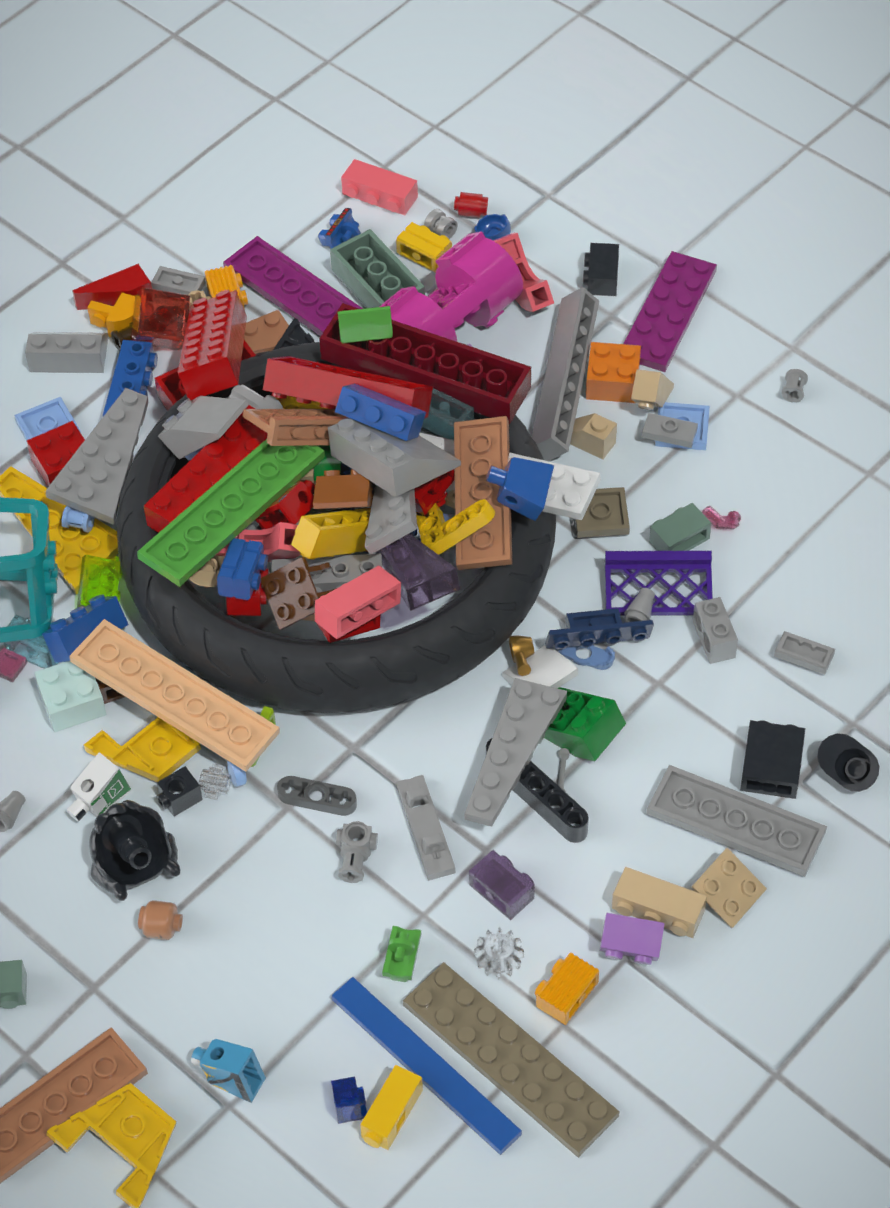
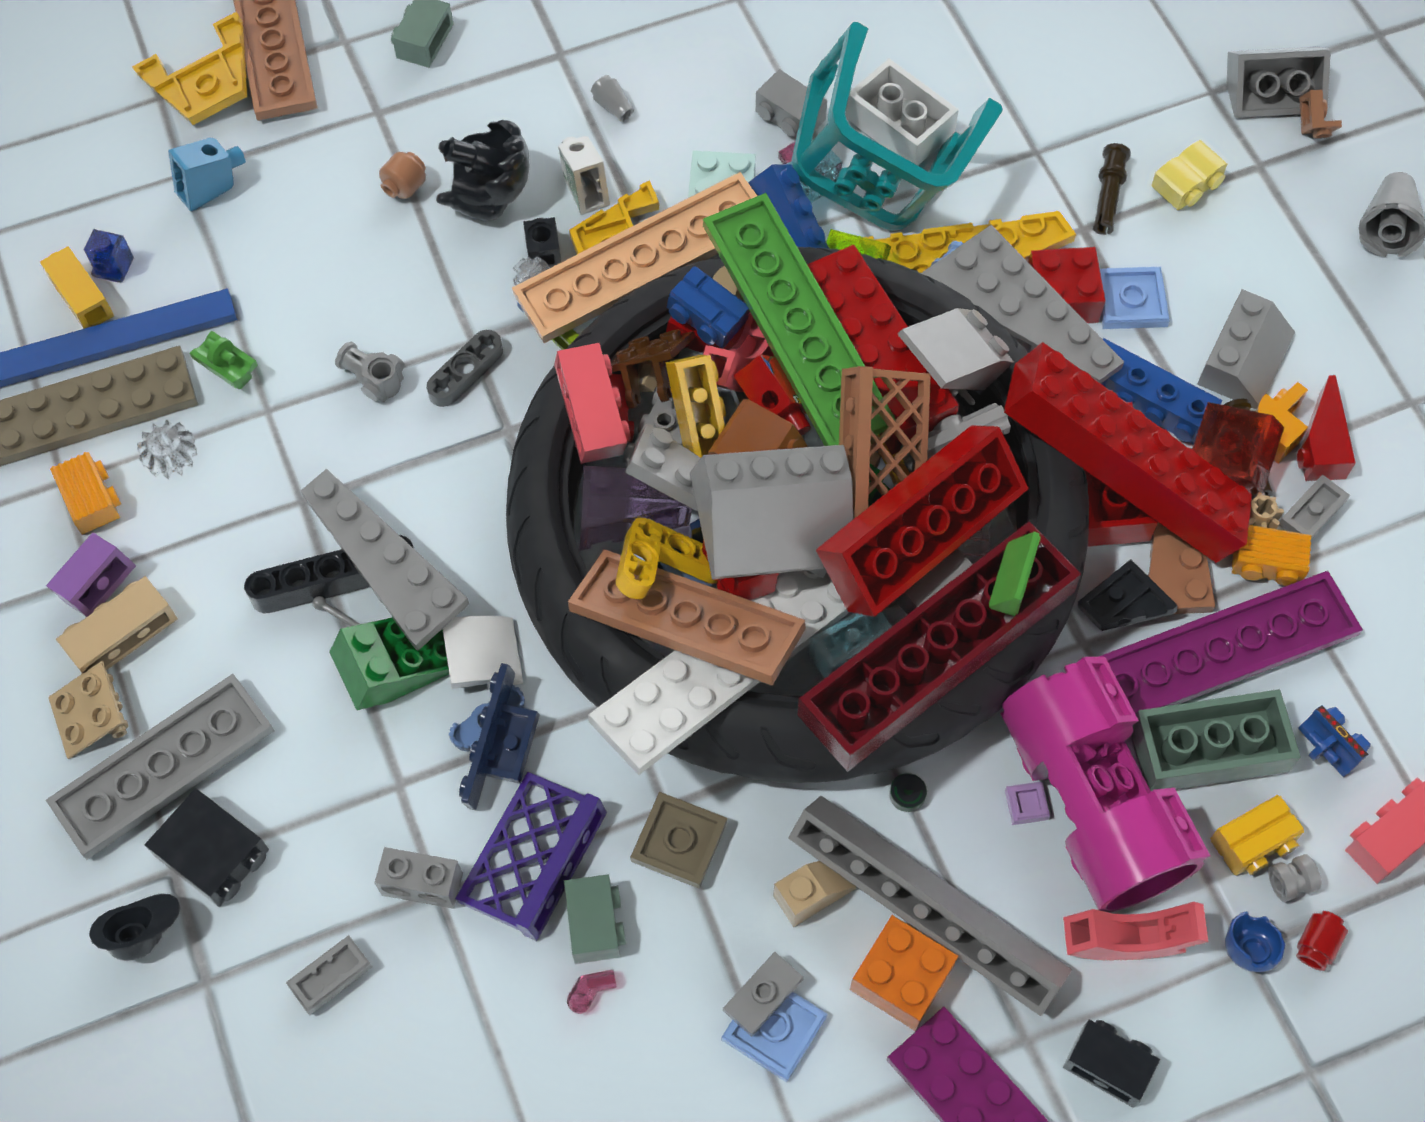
camera: 115 degrees right, 10 degrees up
(380, 412) = (835, 509): blue brick -> none
(425, 827) = (363, 453): light grey hinge -> none
(502, 884) = (241, 487): clear purple brick -> none
(521, 648) = (525, 641): pearl gold bar -> none
(522, 485) = (650, 646): blue torso -> none
(641, 606) = (497, 802): light grey cone -> none
(651, 389) = (841, 1003): tan slope -> none

